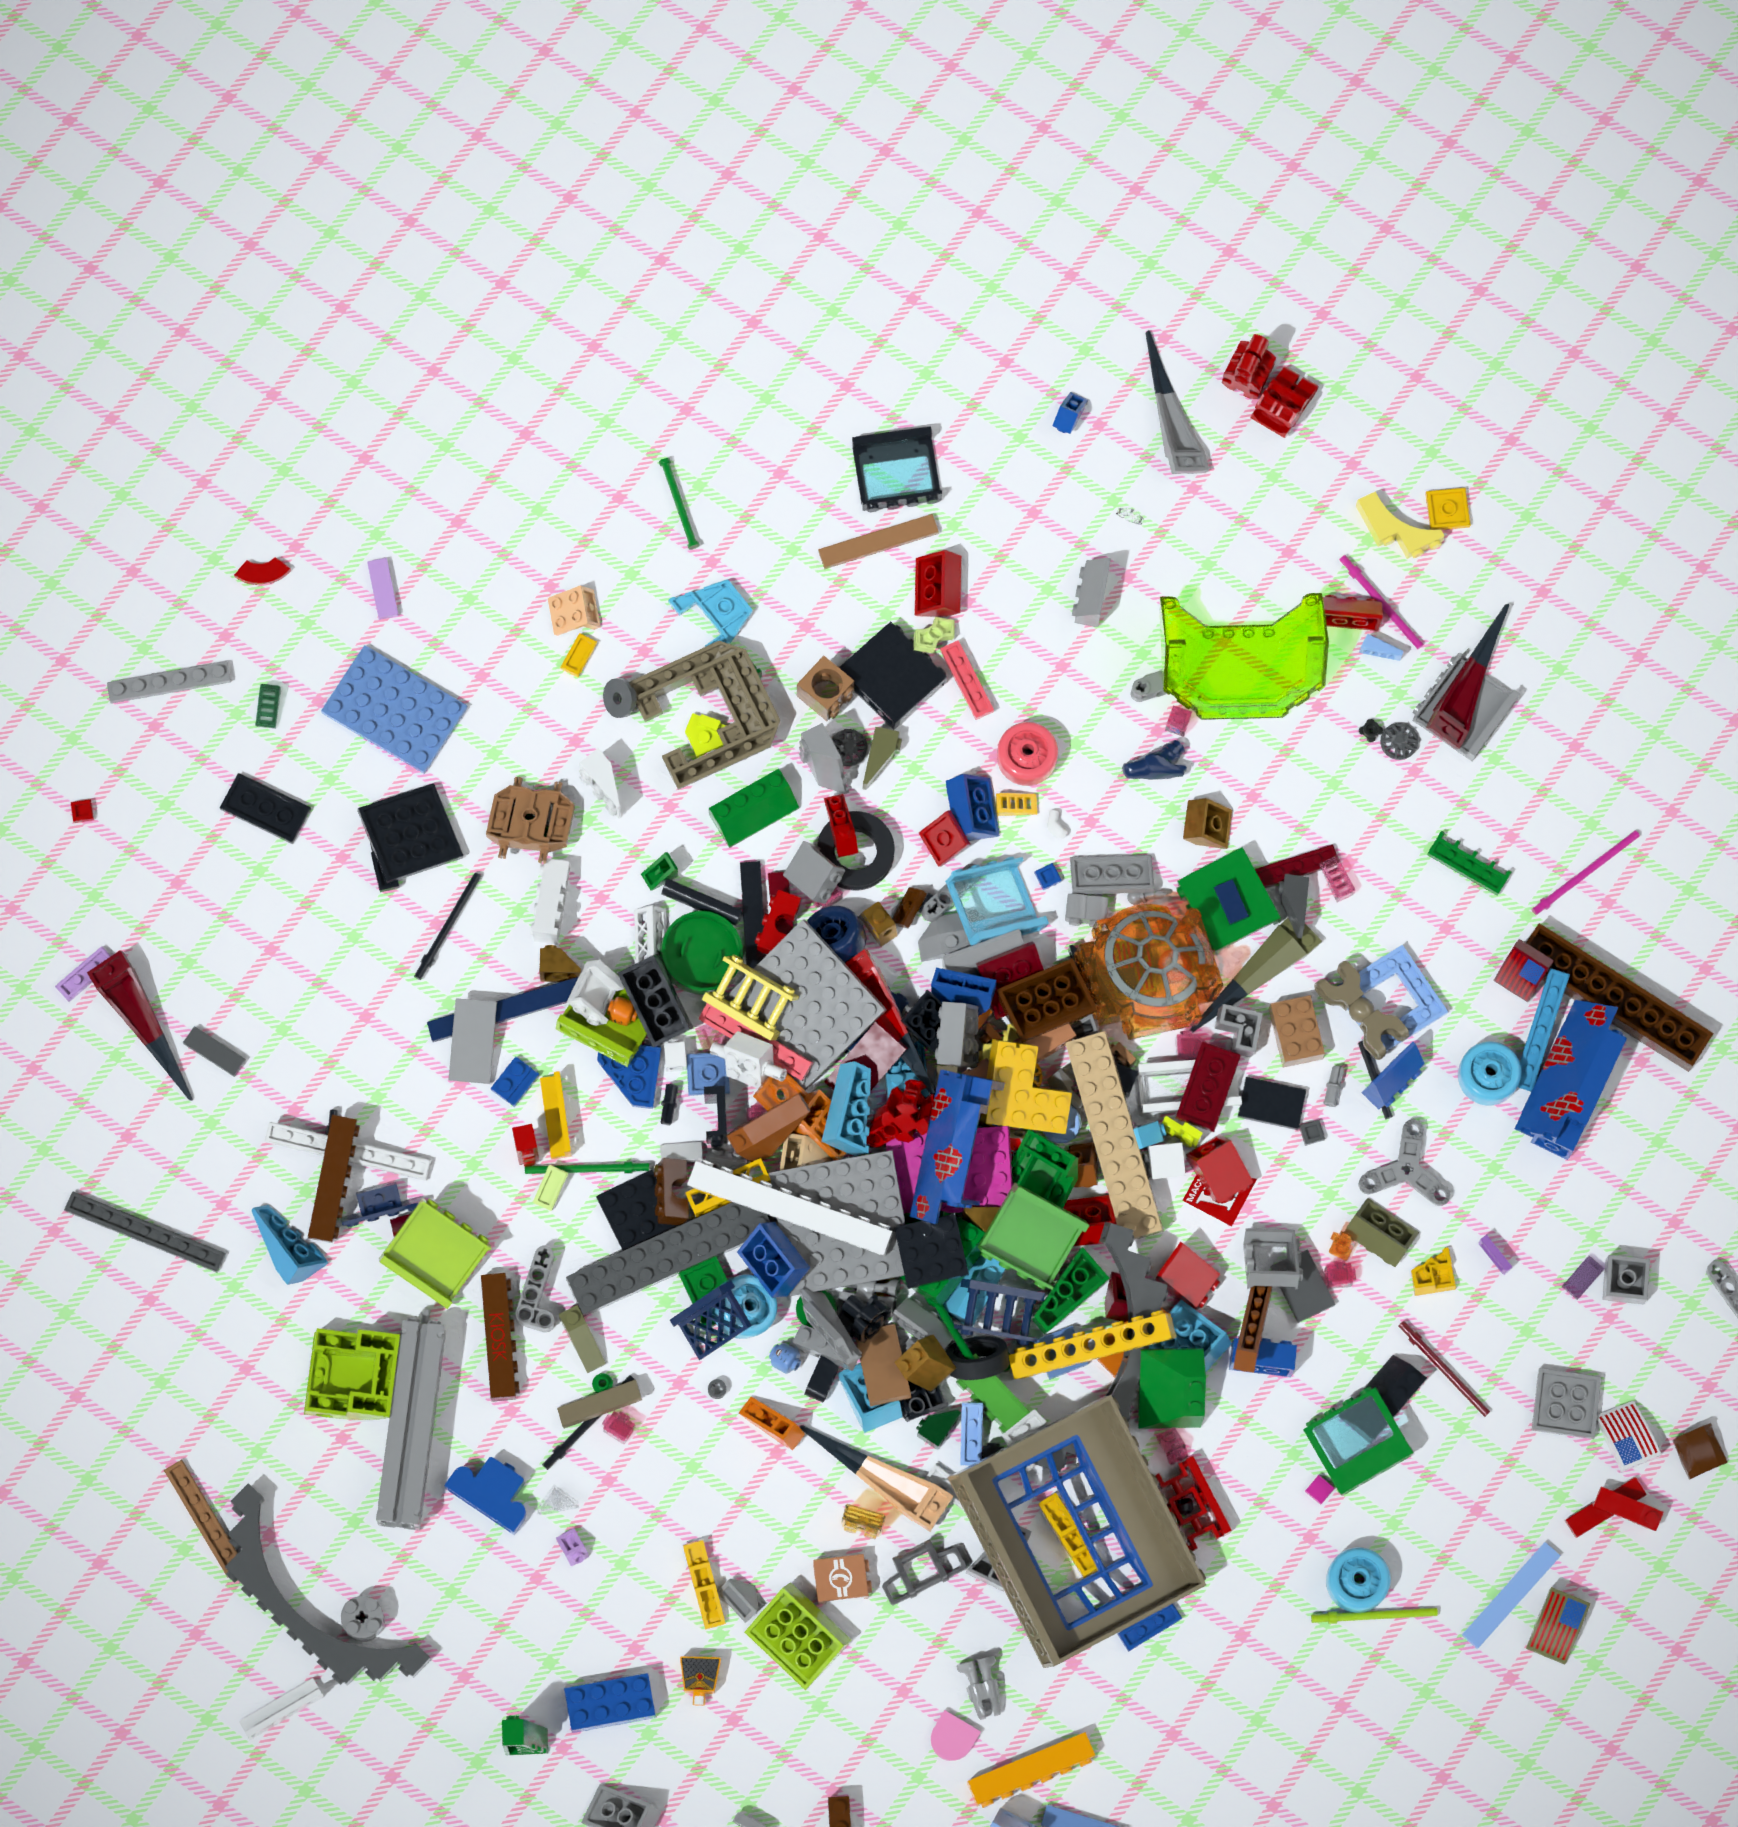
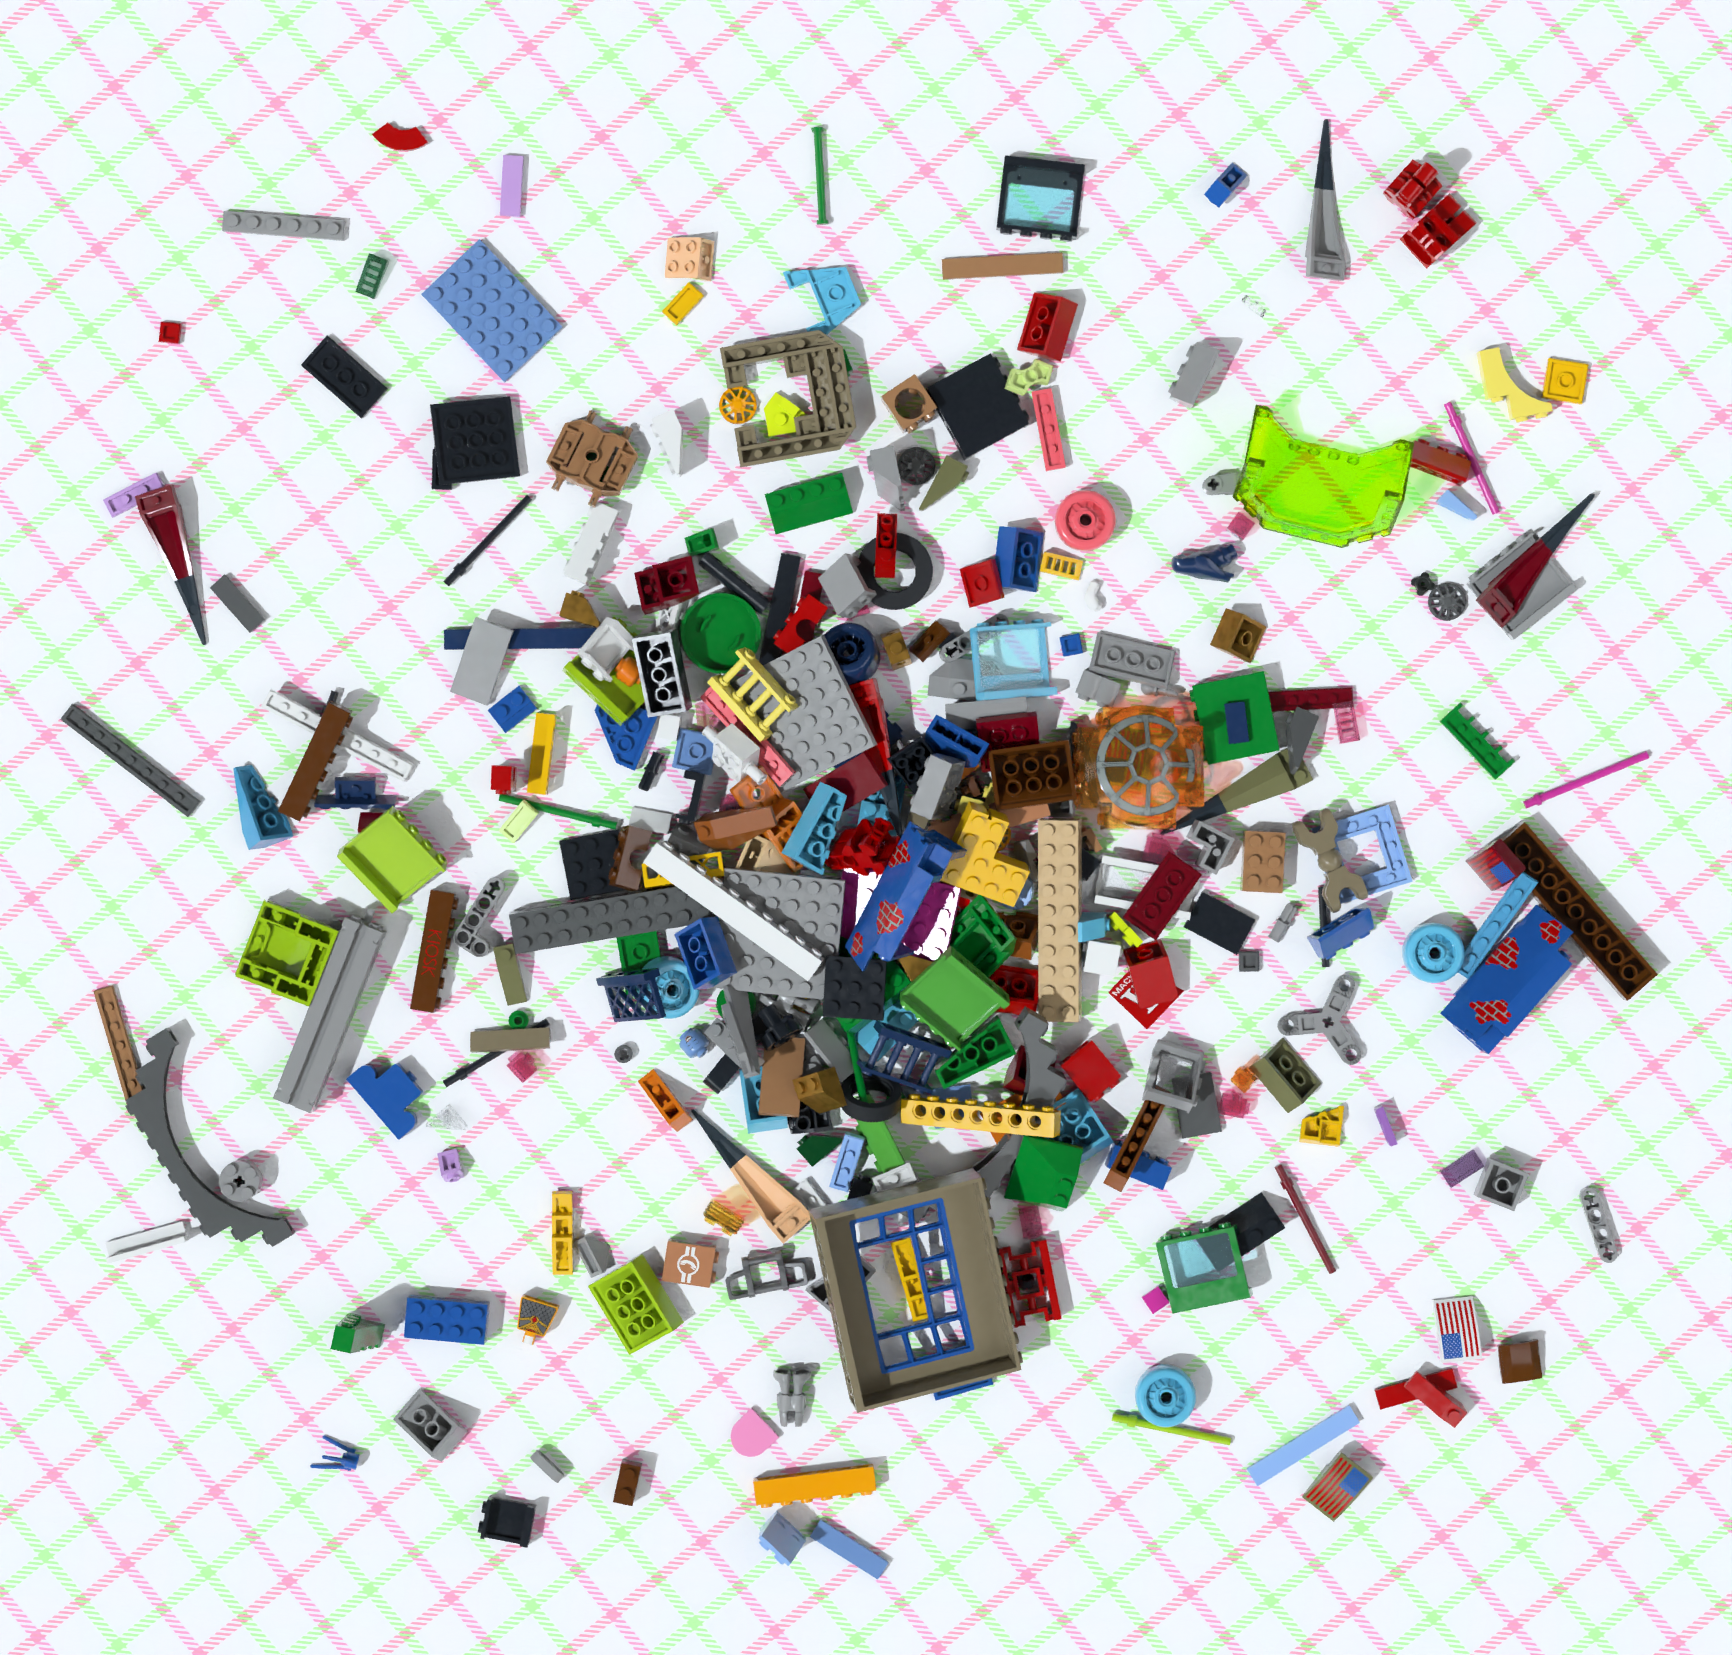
camera: 20 degrees right, 15 degrees up
(611, 697) = (704, 368): dark grey tile -> none
(636, 918) = (666, 584): none -> dark red slope
(658, 736) = (737, 405): none -> light orange wheel
(1566, 1403) = (1409, 1283): light grey plate -> none

